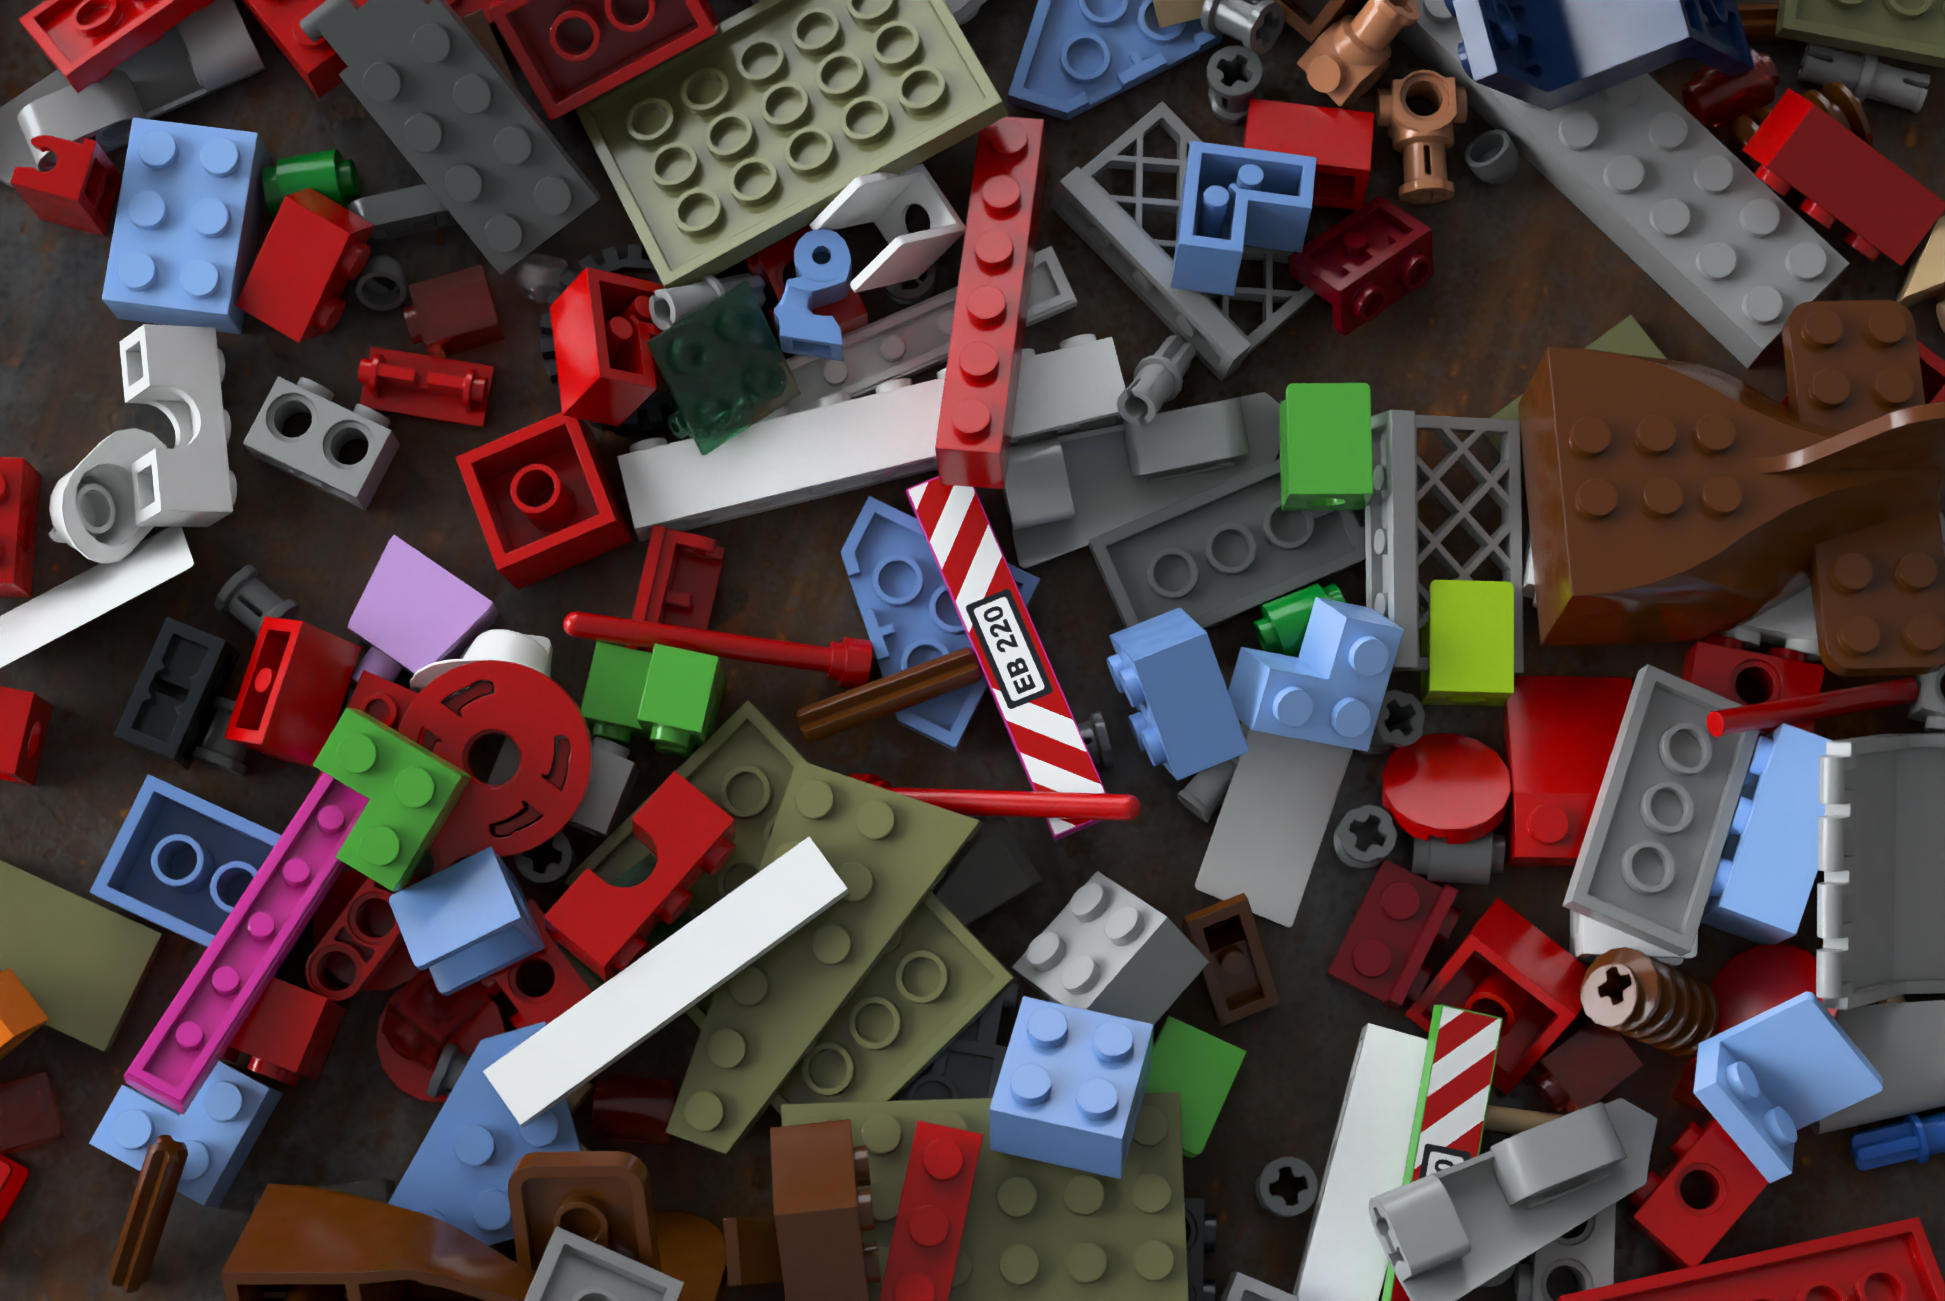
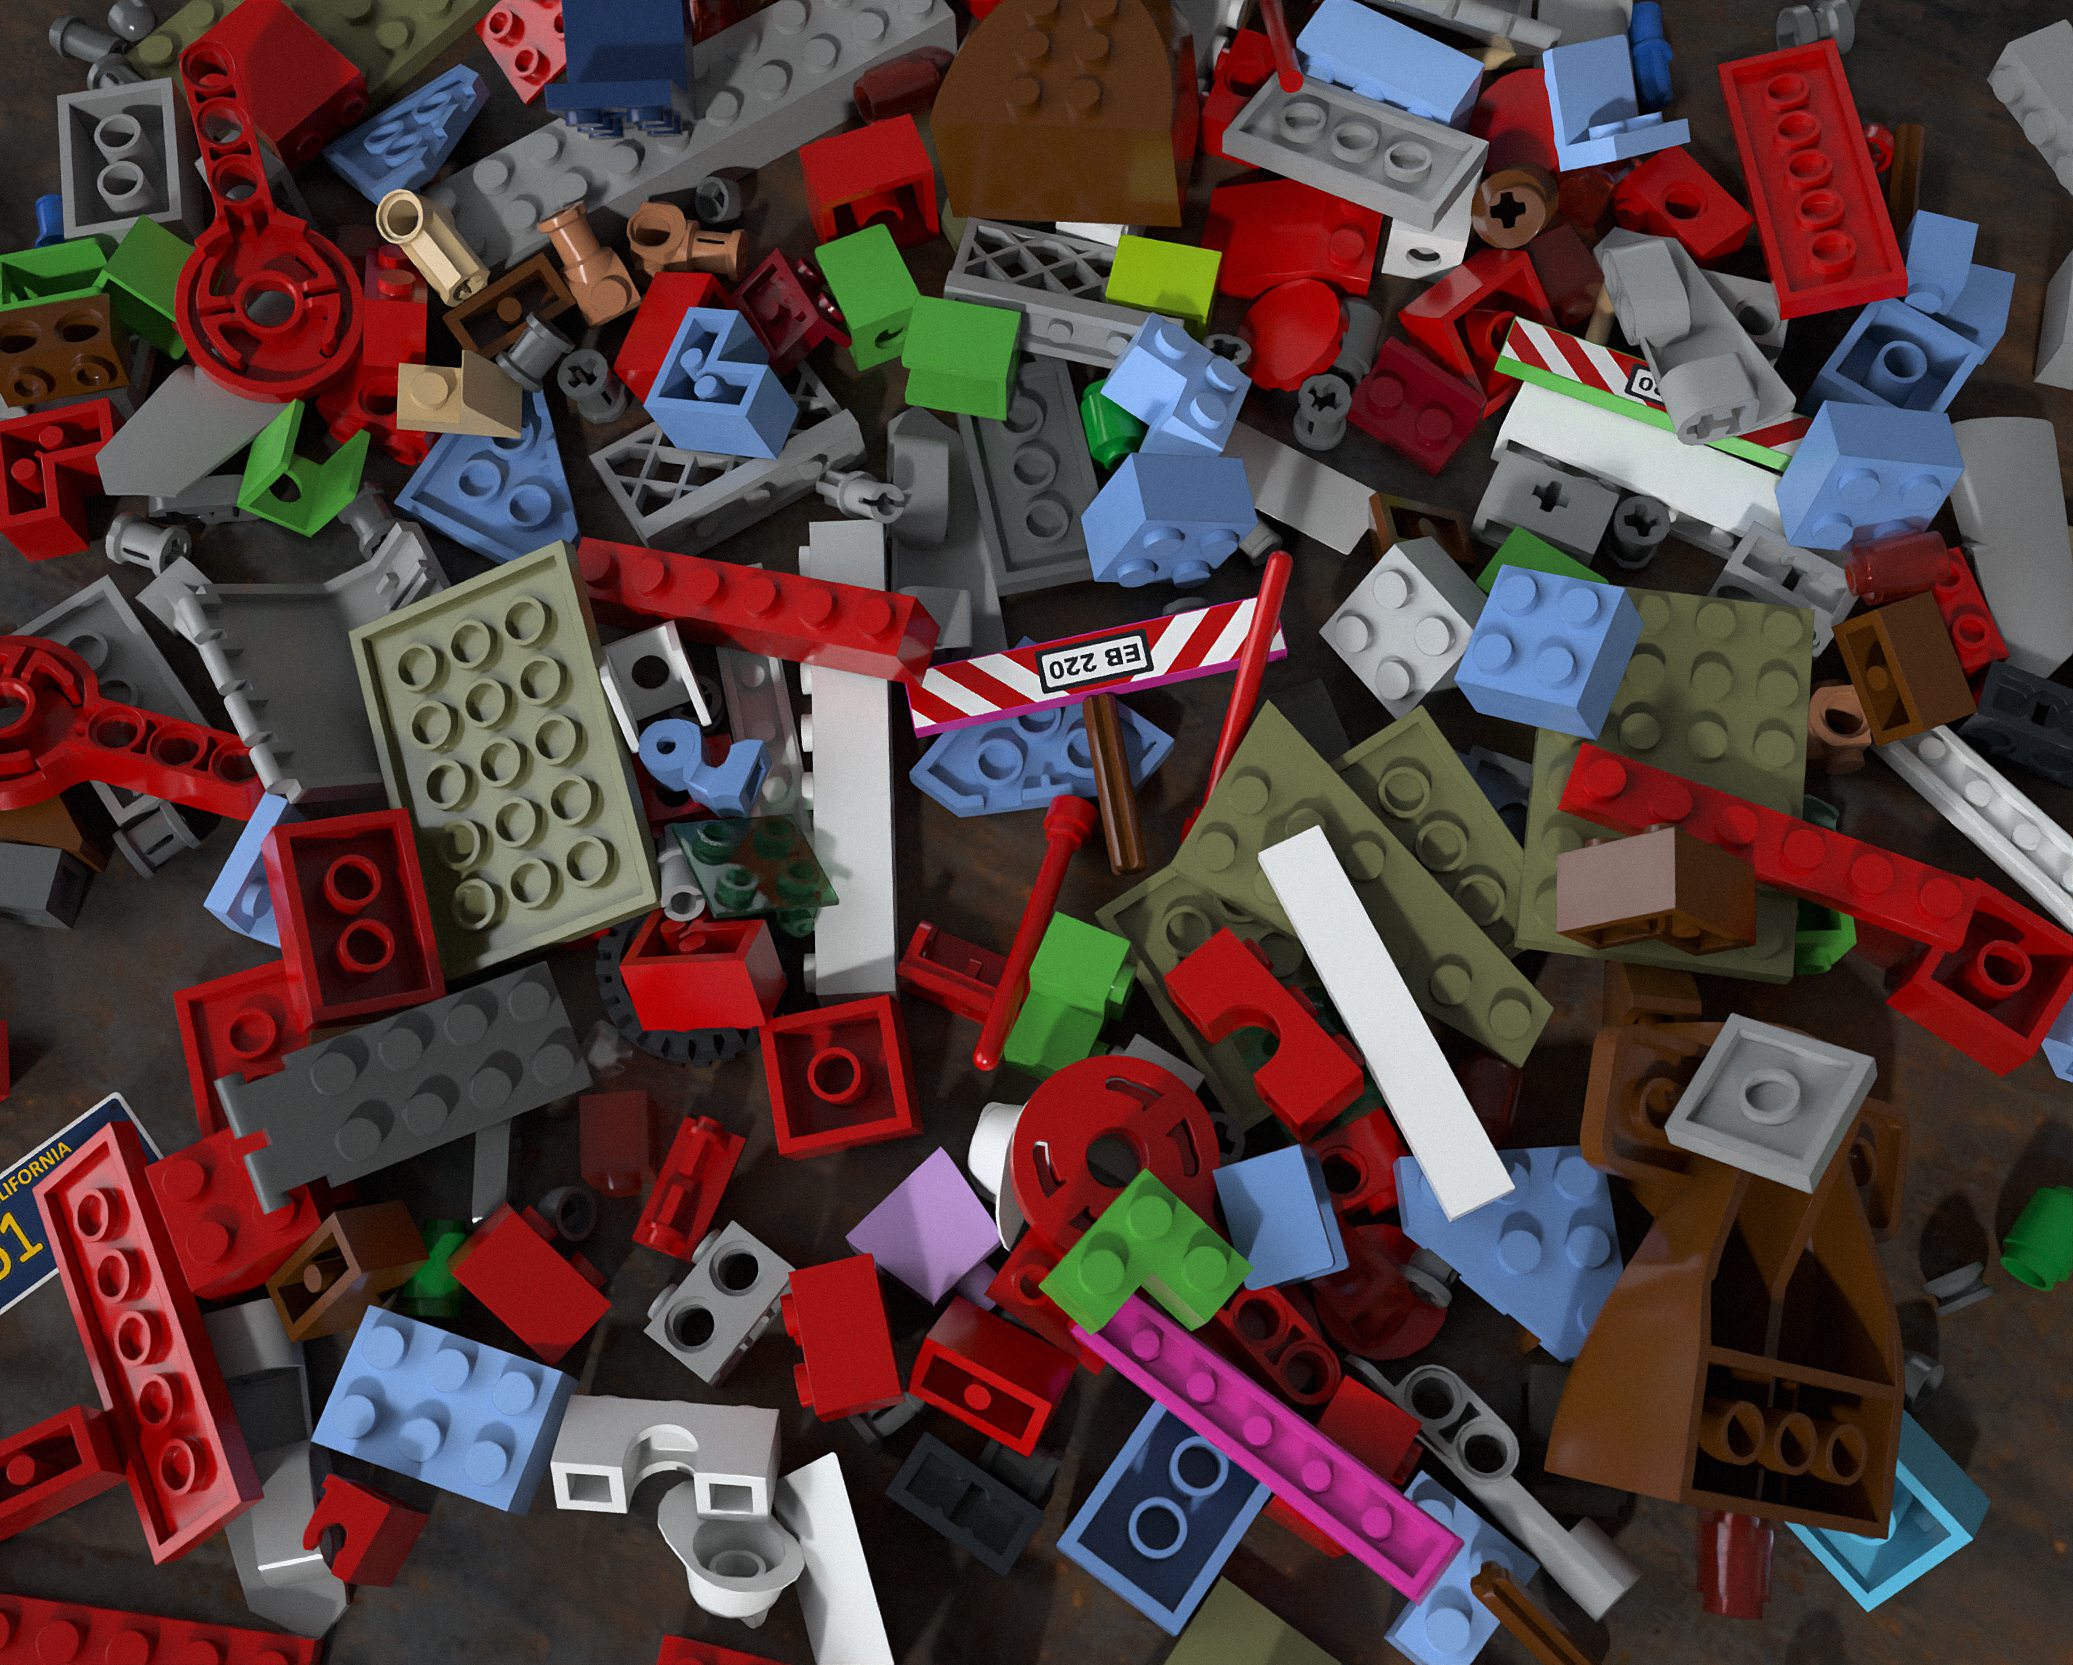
camera: 75 degrees left, 10 degrees down
(213, 1233) = (1580, 1561): none -> light grey panel
(285, 105) = (344, 1266): none -> reddish brown brick
(296, 553) = (846, 1338): none -> red brick
(1281, 1049) = (1524, 488): none -> light grey brick
(1400, 339) = (872, 292): none -> bright green piece
(1516, 305) = (871, 180): none -> red brick
(1665, 311) = (897, 89): none -> clear red brick

